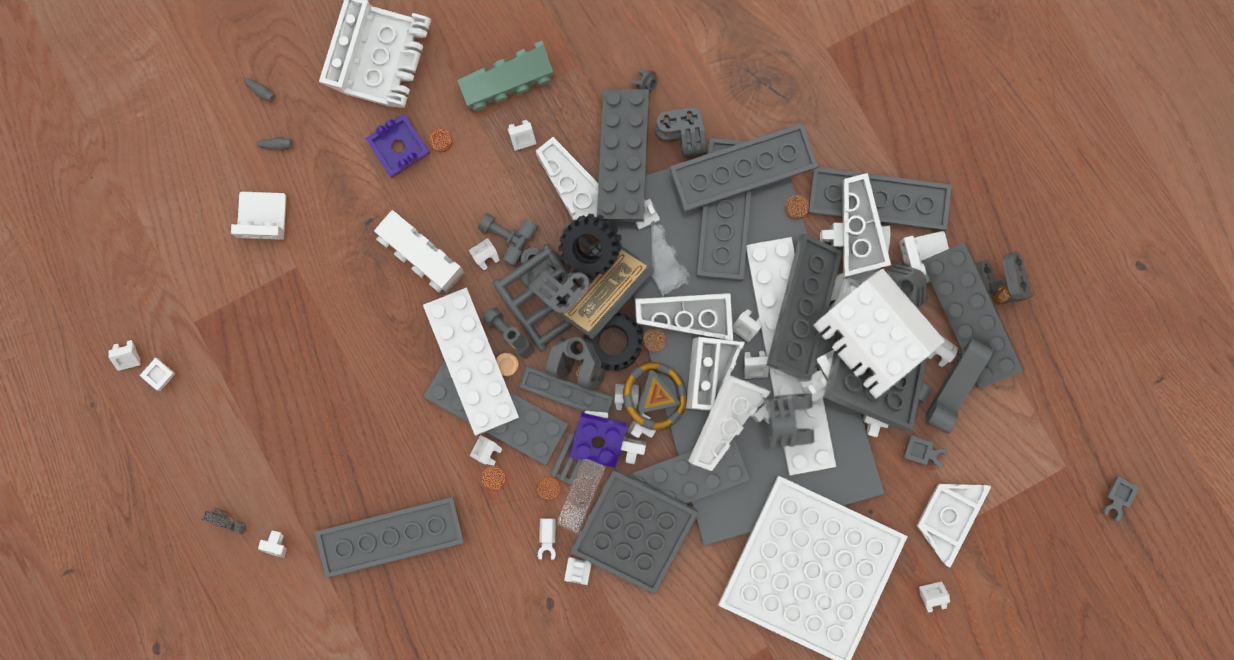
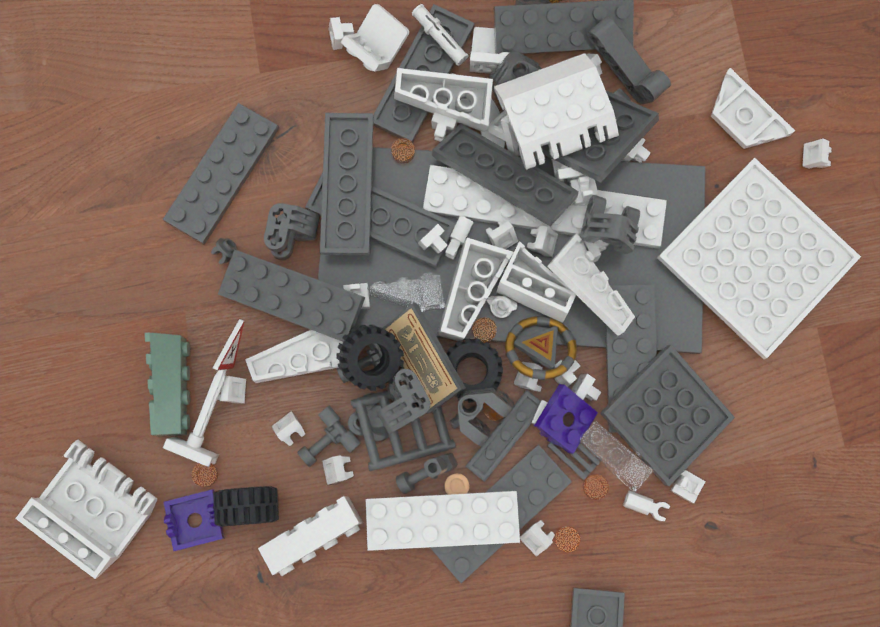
camera: 65 degrees left, 5 degrees down
(423, 186) = (245, 506): none -> black tyre
(458, 120) = (192, 447): none -> white piece
(505, 195) = (287, 426): none -> white tile
(681, 347) = (501, 306): none -> white piece
(717, 50) = (221, 173): none -> dark grey plate
(718, 263) = (433, 239): none -> white tile
(732, 286) = (458, 236): none -> white bar
(891, 107) = (337, 31): none -> white tile
(894, 144) = (377, 39): none -> white bracket
(921, 200) = (433, 27): none -> white pin
(921, 451) = (675, 118): dark grey plate -> none

